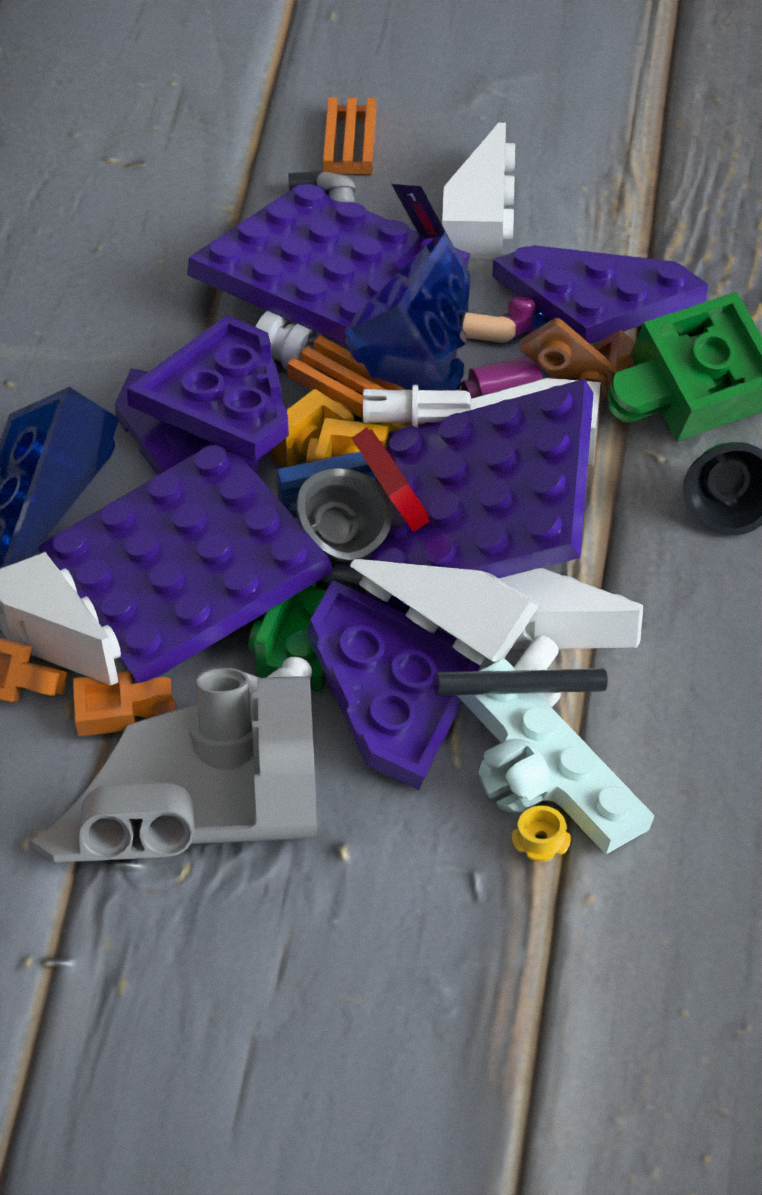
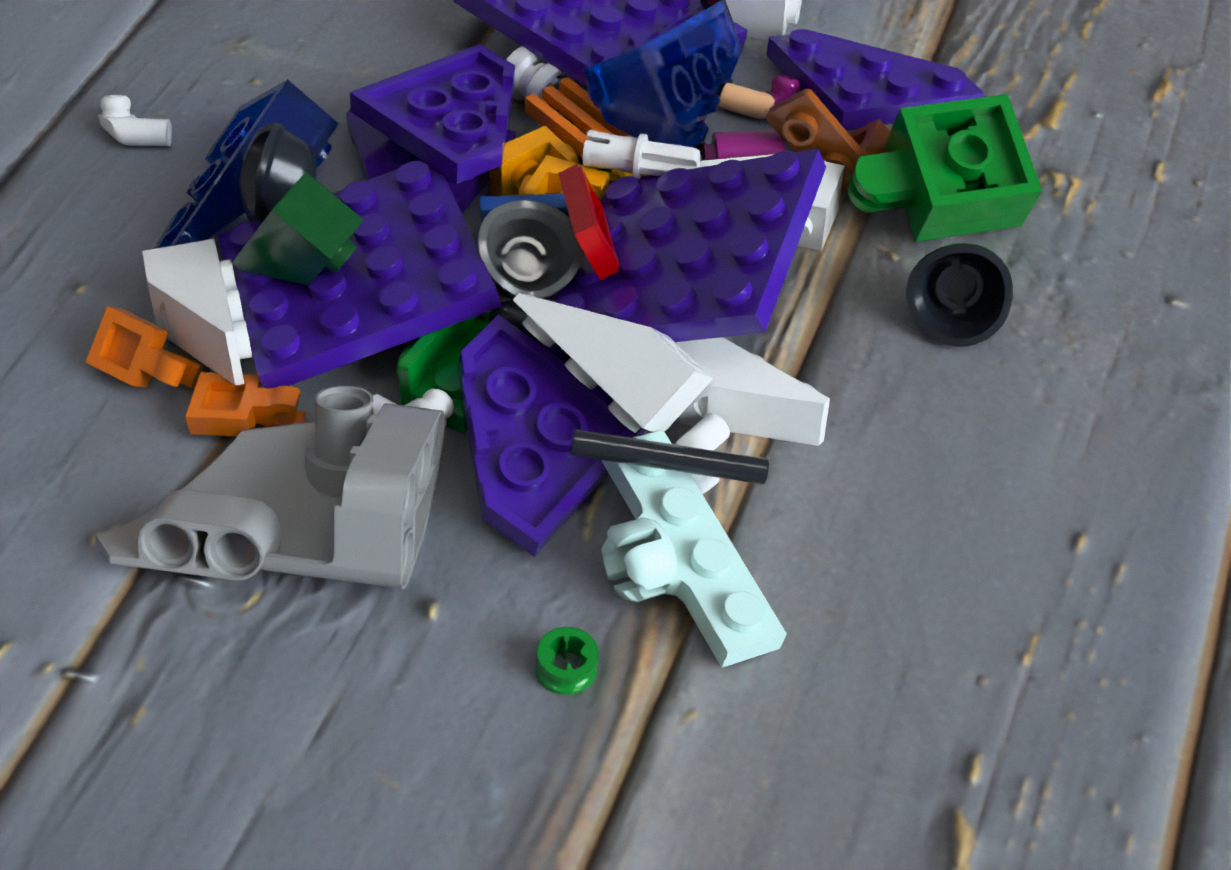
camera: 10 degrees right, 0 degrees up
(86, 482) = (271, 169): none -> black helmet
(135, 538) = (301, 235): none -> dark green slope
(479, 856) = (565, 641): none -> green bush
(541, 822) = (656, 617): yellow plate -> none

